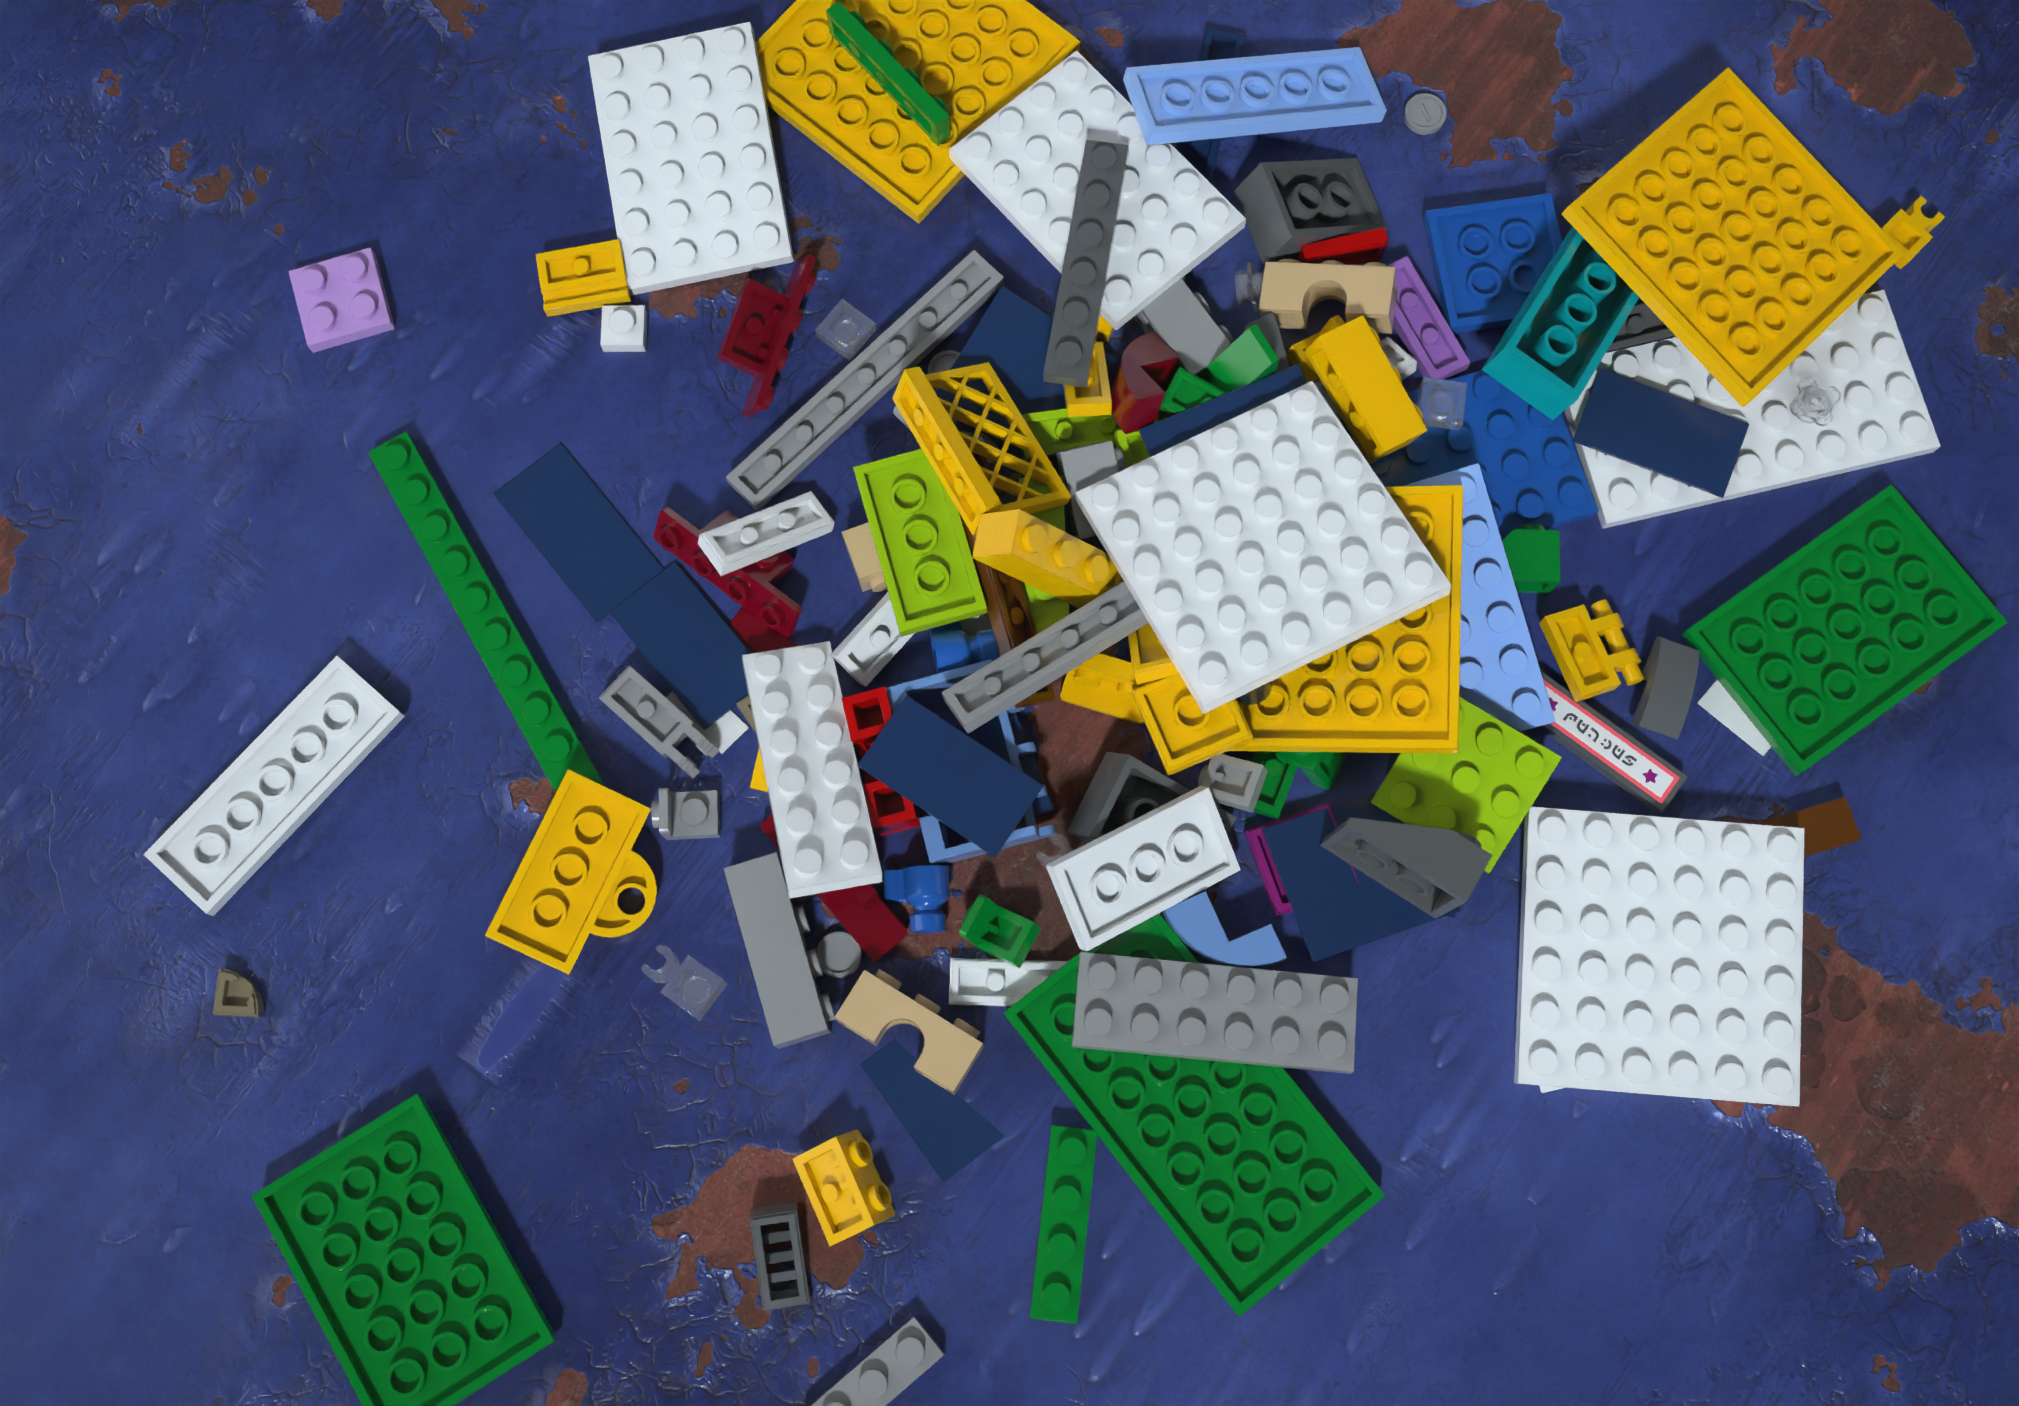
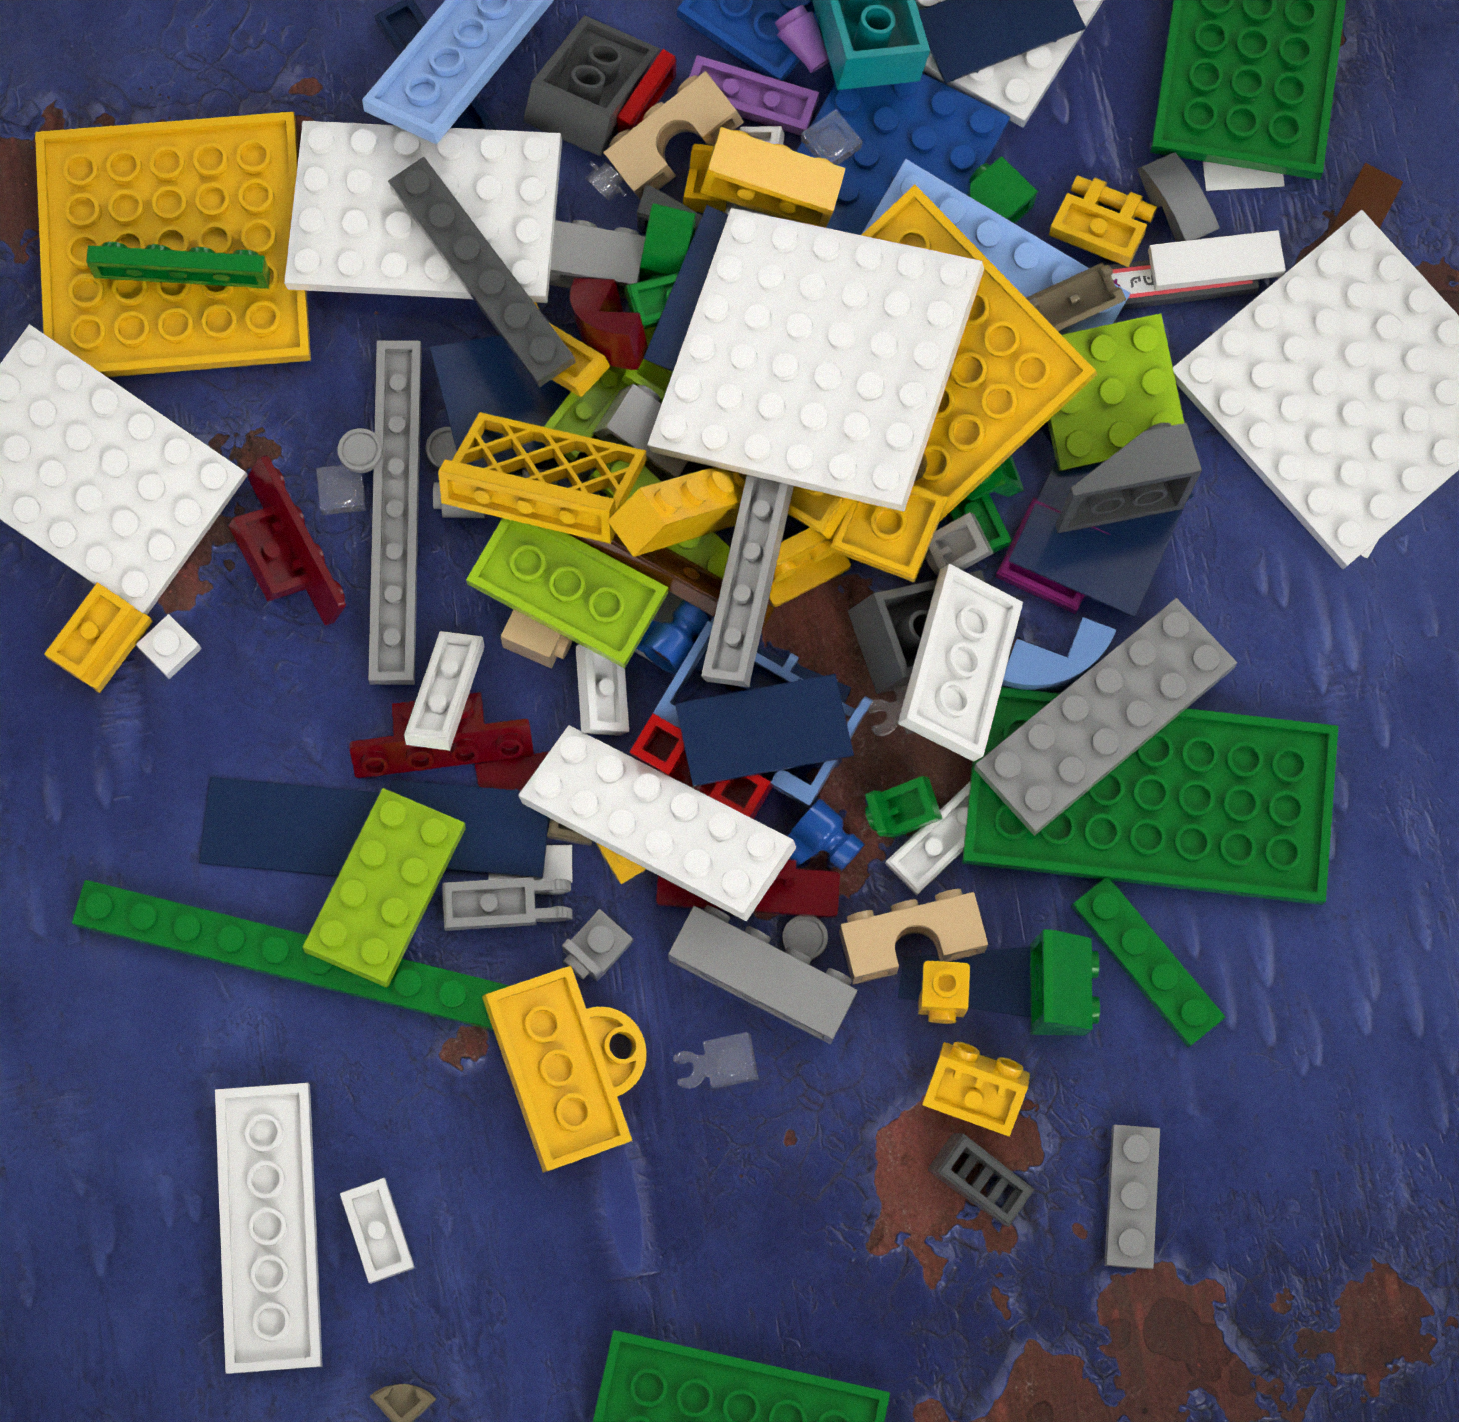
camera: 50 degrees left, 0 degrees up
(340, 860) = (377, 1230): none -> white plate
(588, 629) = (384, 887): none -> lime plate
(882, 313) = (360, 450): none -> light grey piece
(889, 1092) = (944, 991): none -> yellow bracket
(980, 1178) = (1062, 984): none -> green slope
(1496, 310) = (802, 36): none -> medium lavender cone
(1503, 684) = (1078, 297): none -> dark tan hinge
(1649, 760) = (1216, 260): none -> white tile

